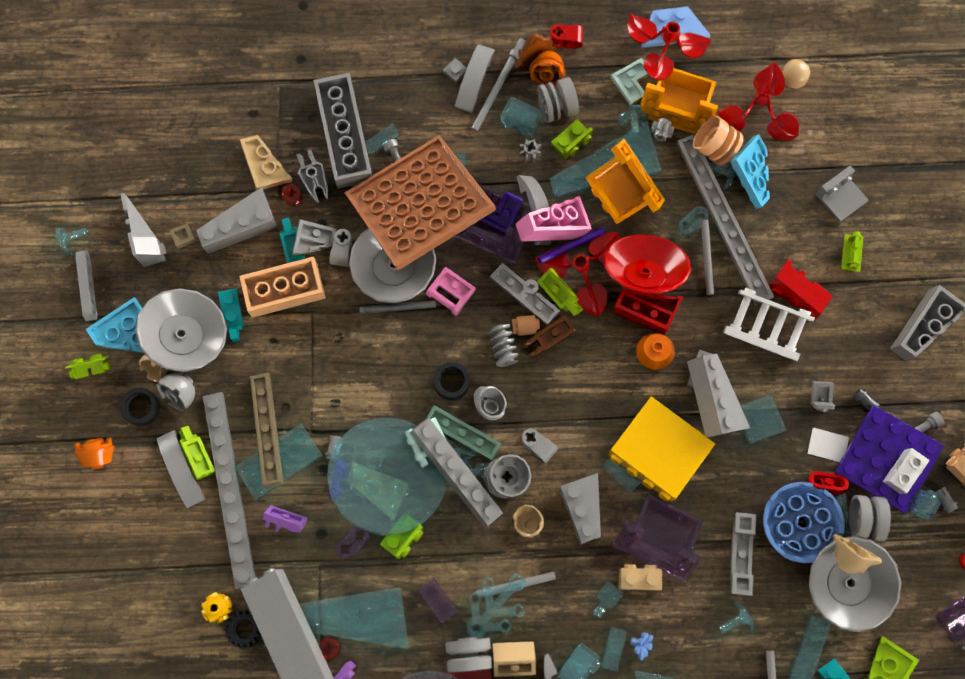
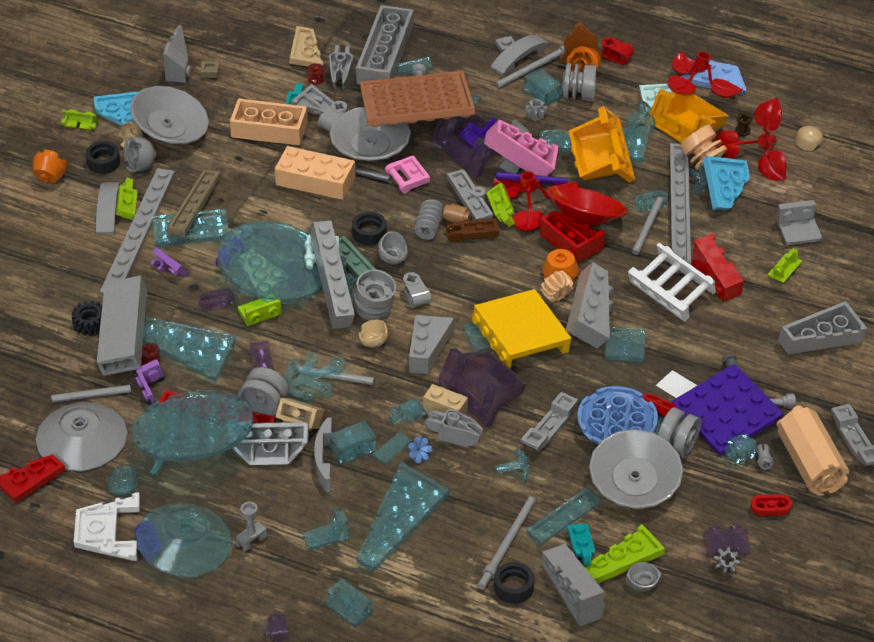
camera: 25 degrees right, 30 degrees down
(62, 238) = (123, 41): clear light blue plant -> none
(86, 286) = (112, 72): light grey beam -> none
(224, 608) = (76, 293): yellow brick -> none
(232, 312) = (216, 129): teal hinge -> none
(240, 222) = (259, 75): light grey wedge -> none
(362, 333) = (315, 172): none -> light nougat brick
(572, 139) = (577, 116): lime bracket -> none
(662, 129) = (661, 132): light grey gear -> none
(662, 604) = (454, 427): none -> light grey hinge
(667, 380) = (557, 286): none -> light nougat gear
(731, 84) = (743, 124): none -> dark brown bush
(822, 395) = (693, 347): light grey bracket -> none
(852, 557) = (639, 438): tan hat -> none
(906, 470) = (732, 409): white brick -> none

